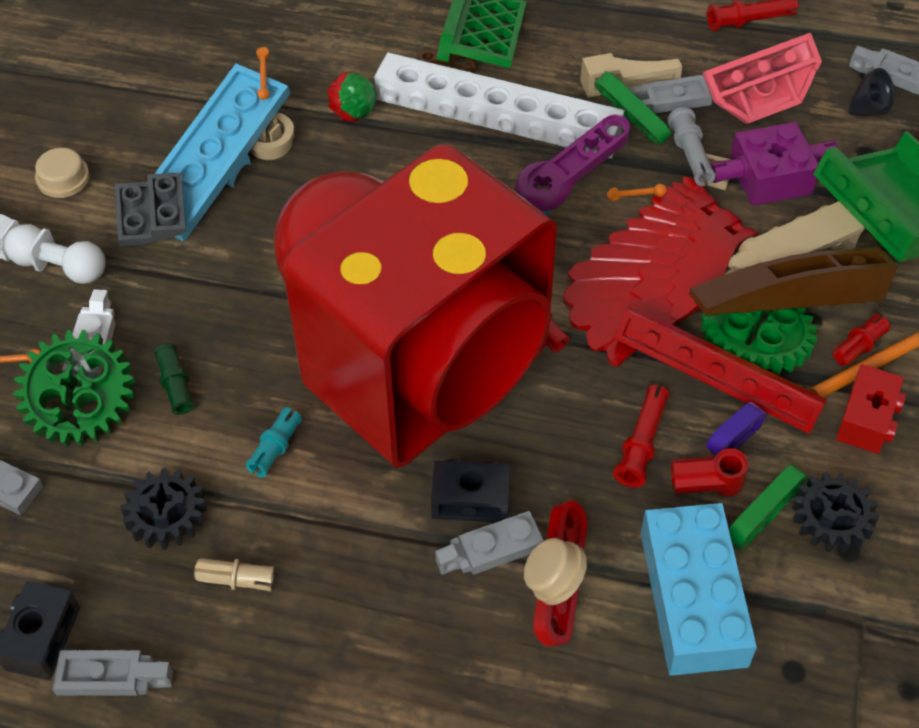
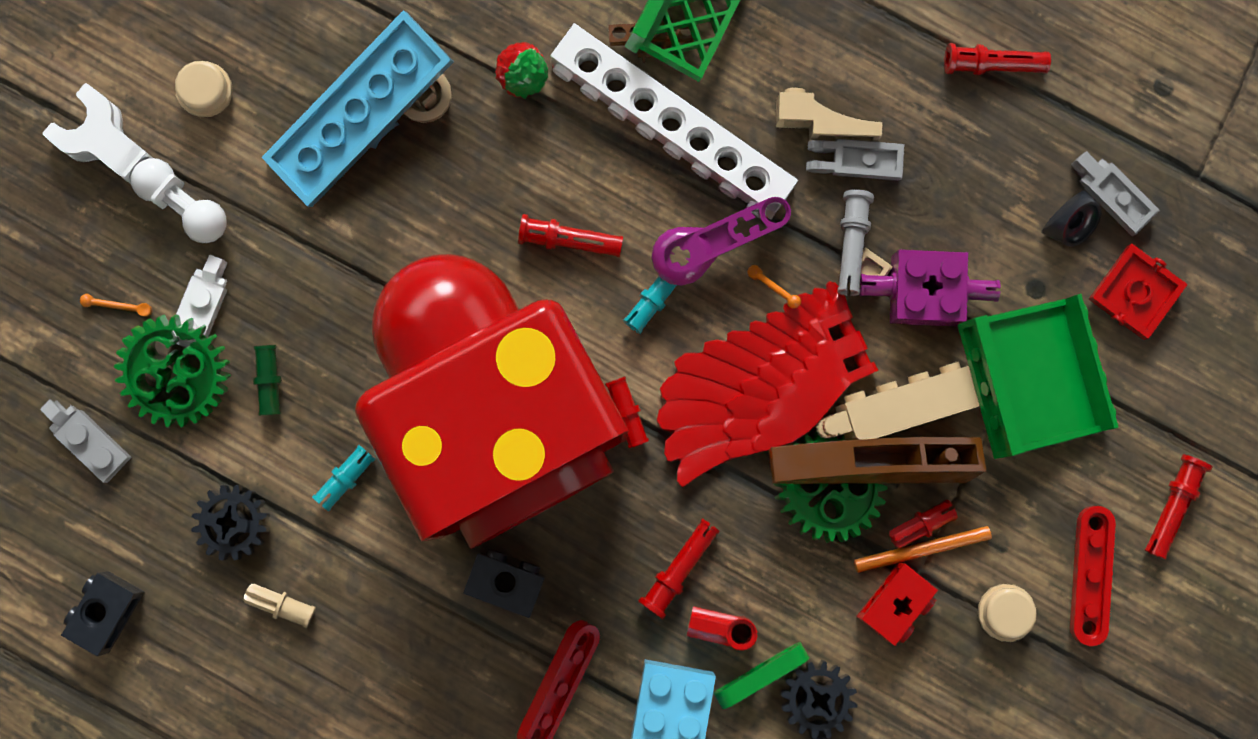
camera: 10 degrees right, 30 degrees up
(109, 673) = (155, 669): light grey hinge -> none
(149, 209) = (281, 169): dark grey slope -> none
(263, 54) = (434, 9): orange hinge -> none
(490, 545) = (509, 638): light grey hinge -> none
(555, 570) = (545, 704): tan piece -> none
(634, 108) = (808, 177): green beam -> none
(720, 368) = (772, 523): red tile -> none
(737, 429) = (765, 590): dark purple beam -> none
(765, 80) = (963, 171): coral wedge -> none

